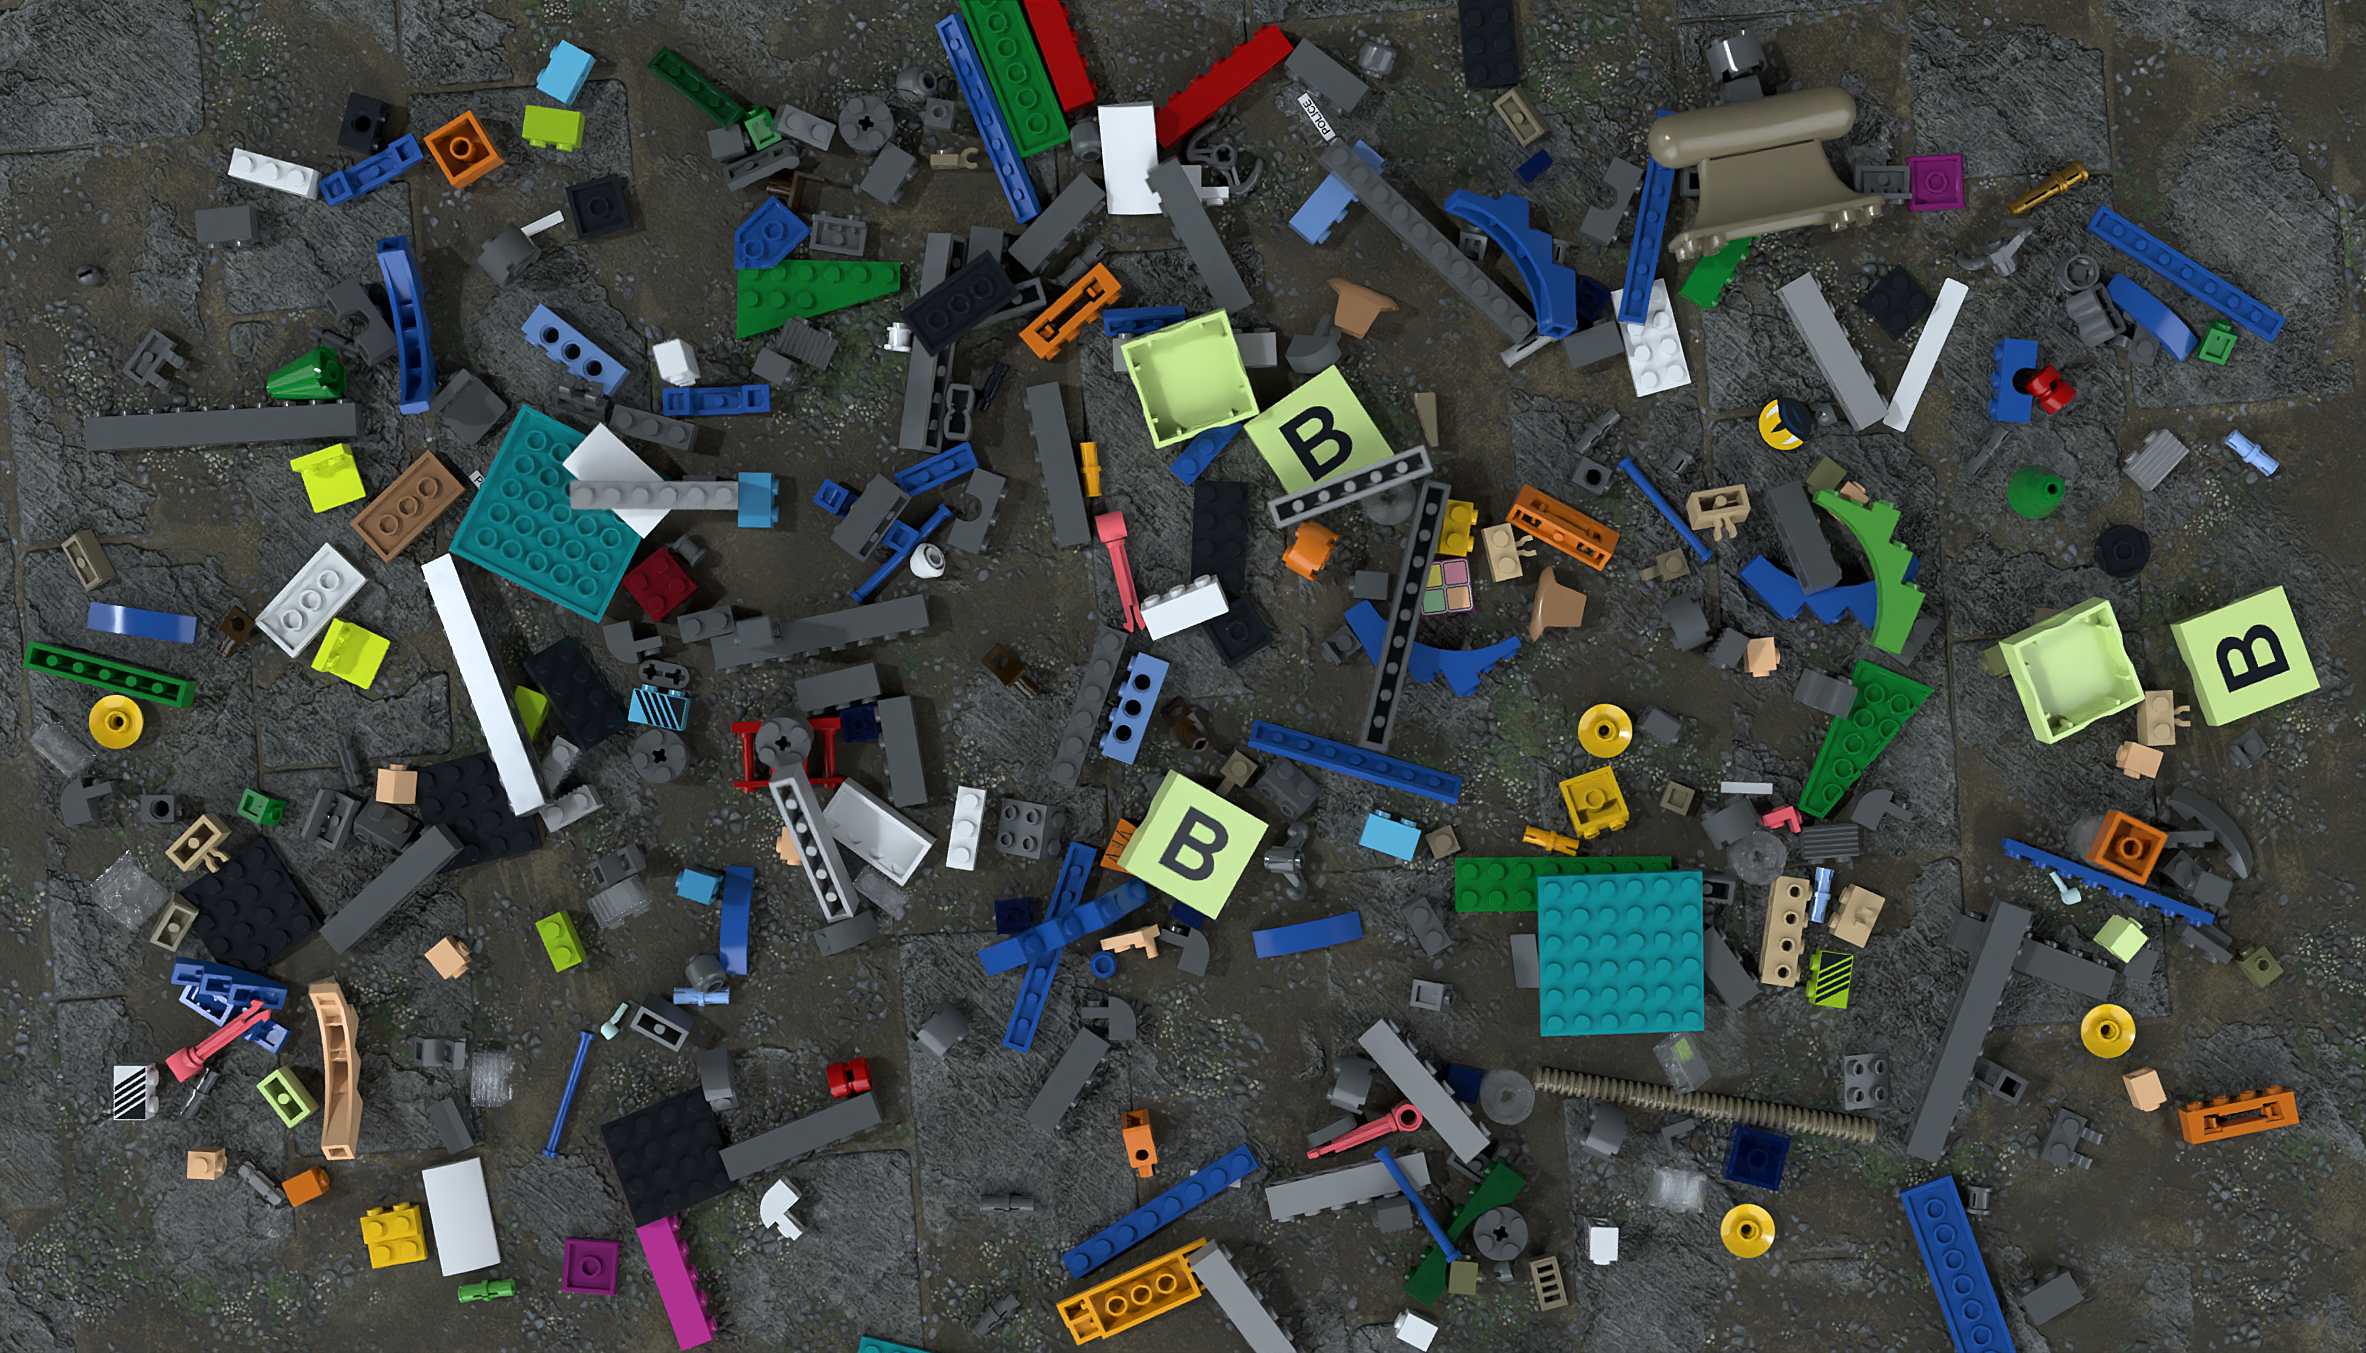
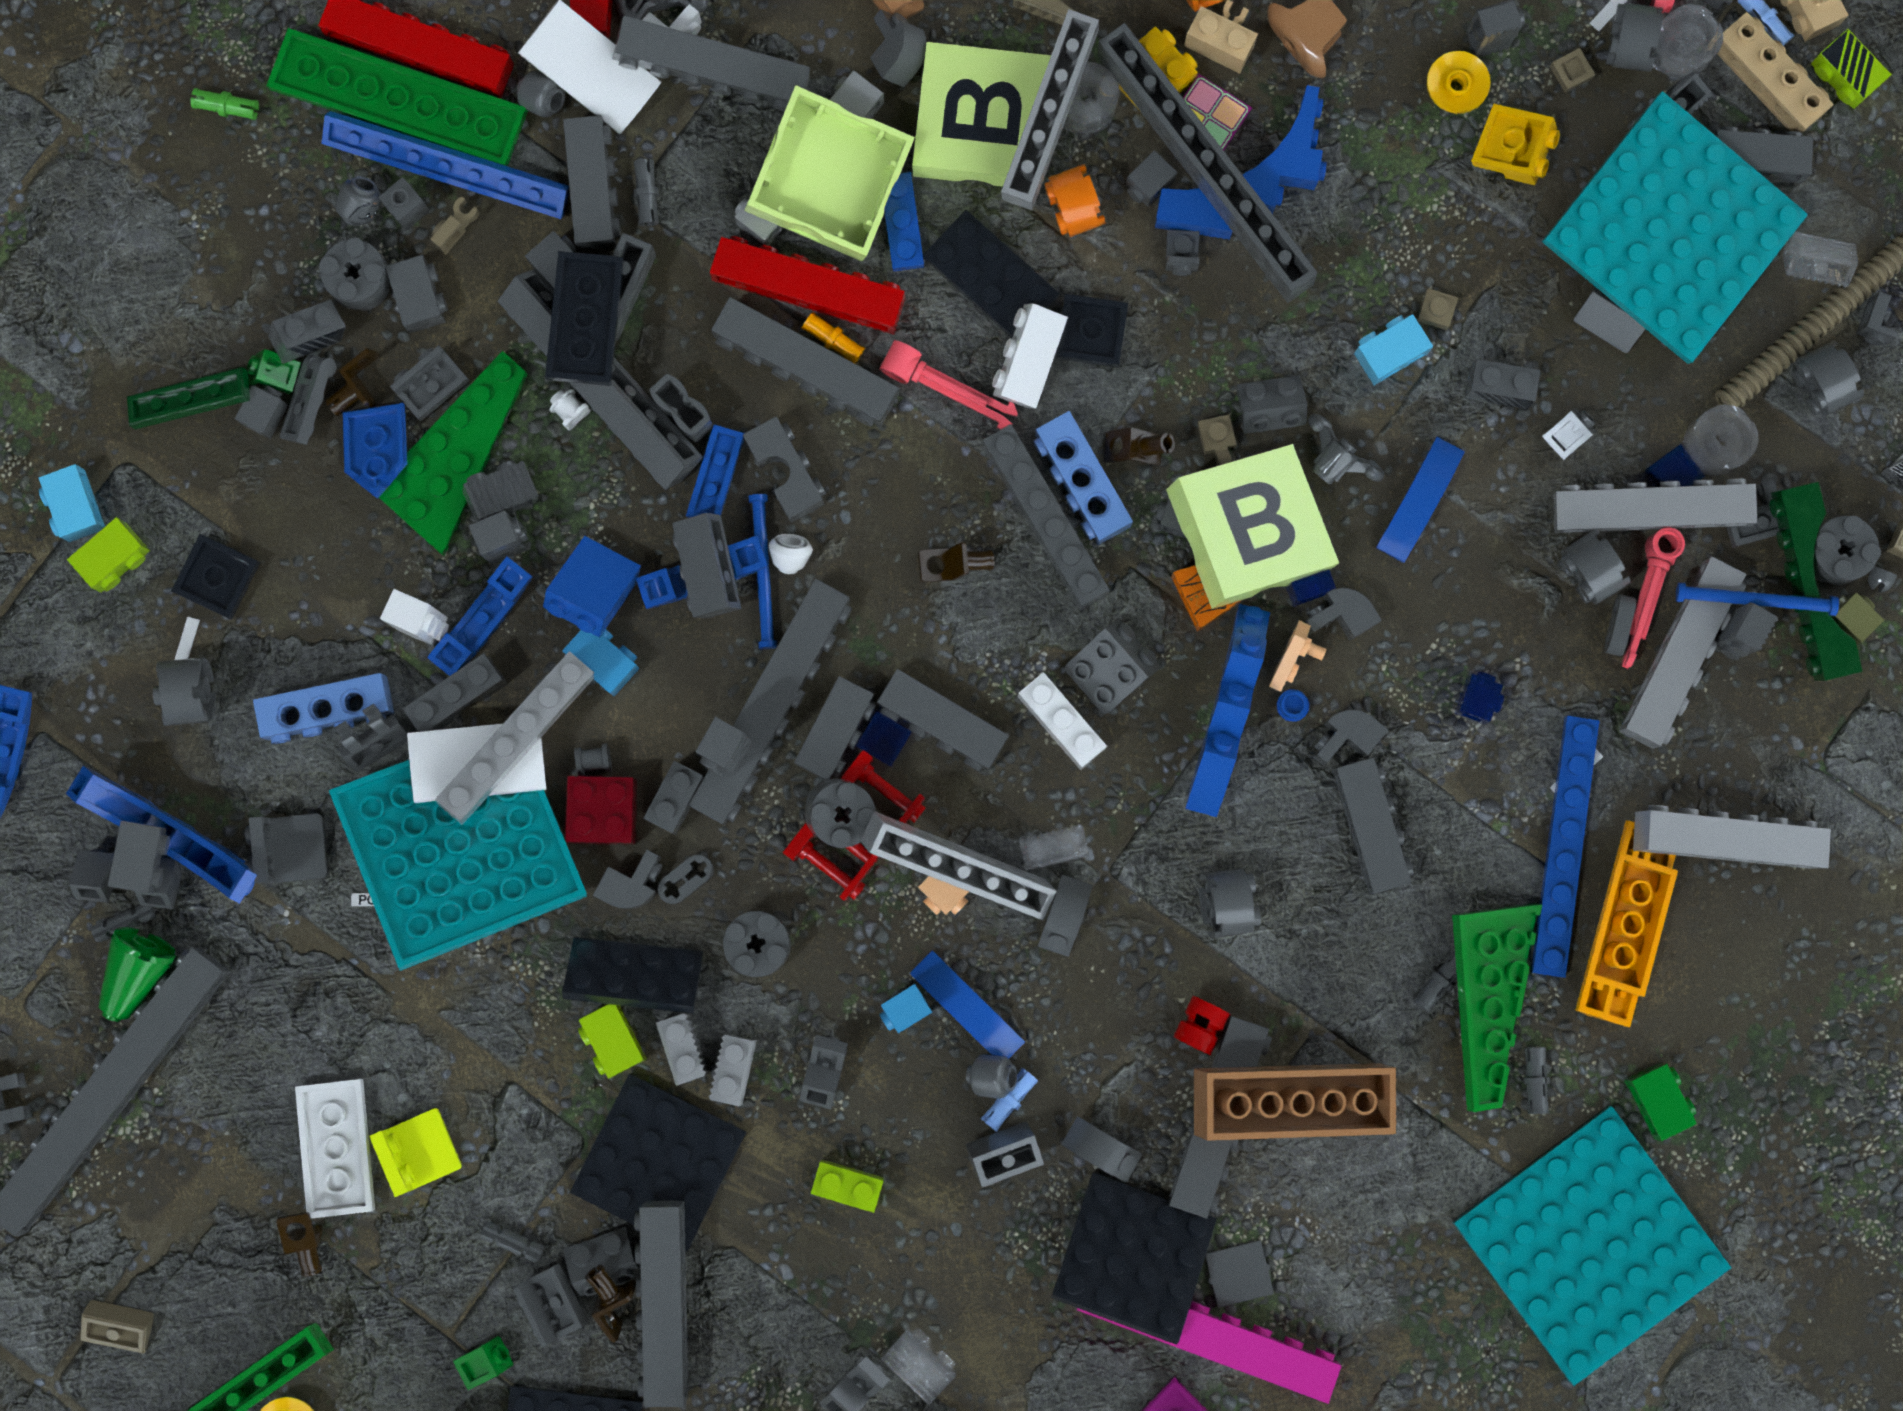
camera: 45 degrees left, 5 degrees down
(142, 622) = (217, 1326): blue slope -> none
(330, 477) = (239, 1031): neon yellow bracket -> none
(364, 853) = (609, 1298): none -> dark brown bracket
(377, 323) = (138, 857): none -> dark grey brick
(396, 785) = (572, 1215): light nougat brick -> none
(408, 506) = (329, 983): medium nougat plate -> none
(449, 957) = (773, 1305): light nougat brick -> none
(464, 150) = (56, 651): orange brick -> none
(488, 685) = (555, 1047): brick -> none
(570, 1088) = (995, 1304): blue bar -> none
(609, 1028) = (967, 1214): light aqua hand -> none
(620, 901) = (858, 1101): clear brick -> none
(659, 708) = (712, 909): brick -> none
(717, 1228) = (1239, 1273): none -> dark grey piece
(776, 1205) = (1262, 1196): white brick -> none
(794, 455) = (591, 586): none -> blue brick
(848, 1176) = (1294, 1101): none -> medium nougat brick
(876, 831) = (997, 807): white slope -> none
(991, 386) = (683, 364): black axle -> none
(1012, 915) = (1177, 749): clear blue piece -> none
(1026, 1239) = (1491, 989): none -> green wing
(1042, 968) = (1251, 764): blue plate -> none
(1088, 313) = (680, 185): orange brick -> none
(1110, 423) = (807, 284): none -> red brick
(1140, 1141) = (1486, 806): orange torso -> none
(1141, 319) = (738, 180): blue plate -> none
(1208, 1079) = (1480, 698): none -> clear blue brick
(1355, 761) = (1299, 324): blue plate -> none
(1415, 1328) = (1870, 703): white brick -> none
(1511, 882) = (1531, 271): green plate -> none
(1551, 840) = (1517, 211): light orange pin -> none

